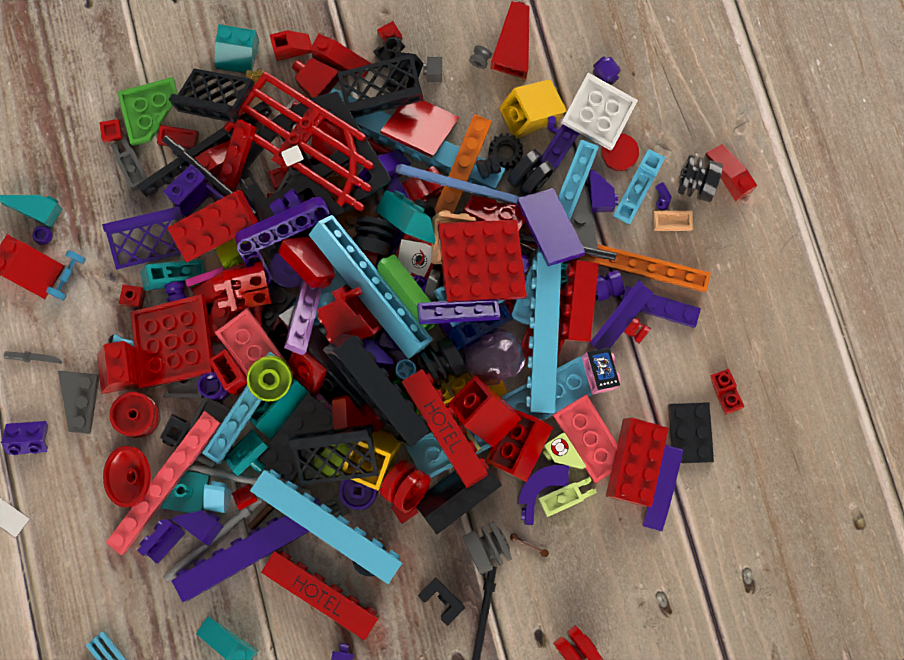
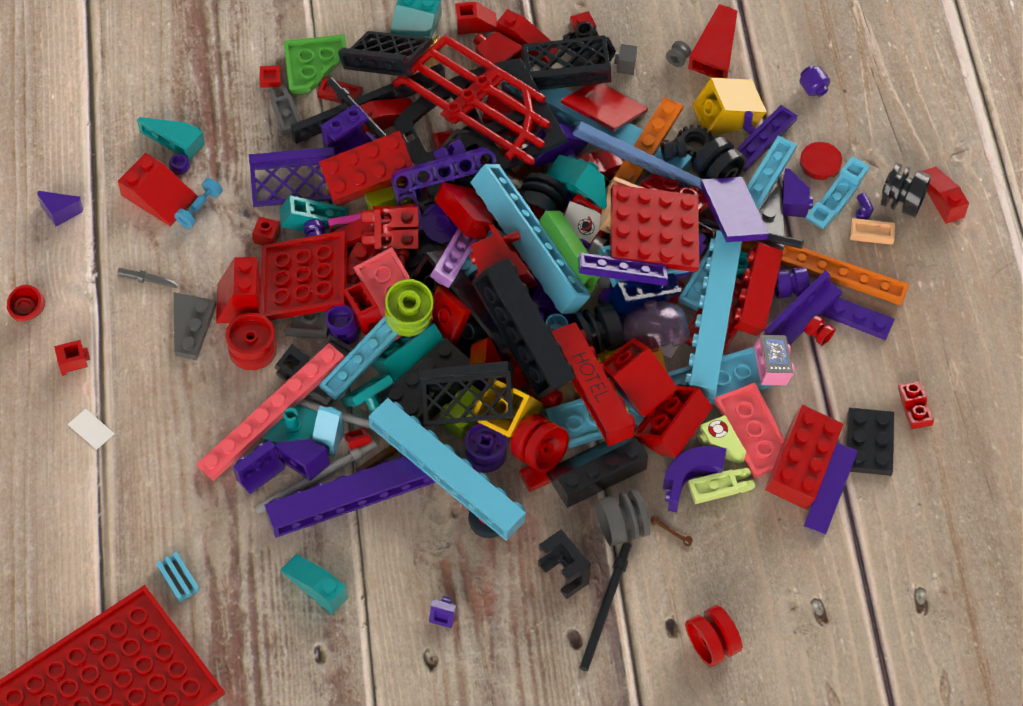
camera: 10 degrees right, 20 degrees down
(25, 438) = (126, 352): dark purple bracket -> none
(126, 476) = (232, 398): red dish -> none
(236, 154) = (404, 103): red plate -> none
(292, 155) = (464, 108): white sticker -> none
(320, 594) = (428, 546): red brick -> none
(599, 111) = (802, 115): white plate -> none

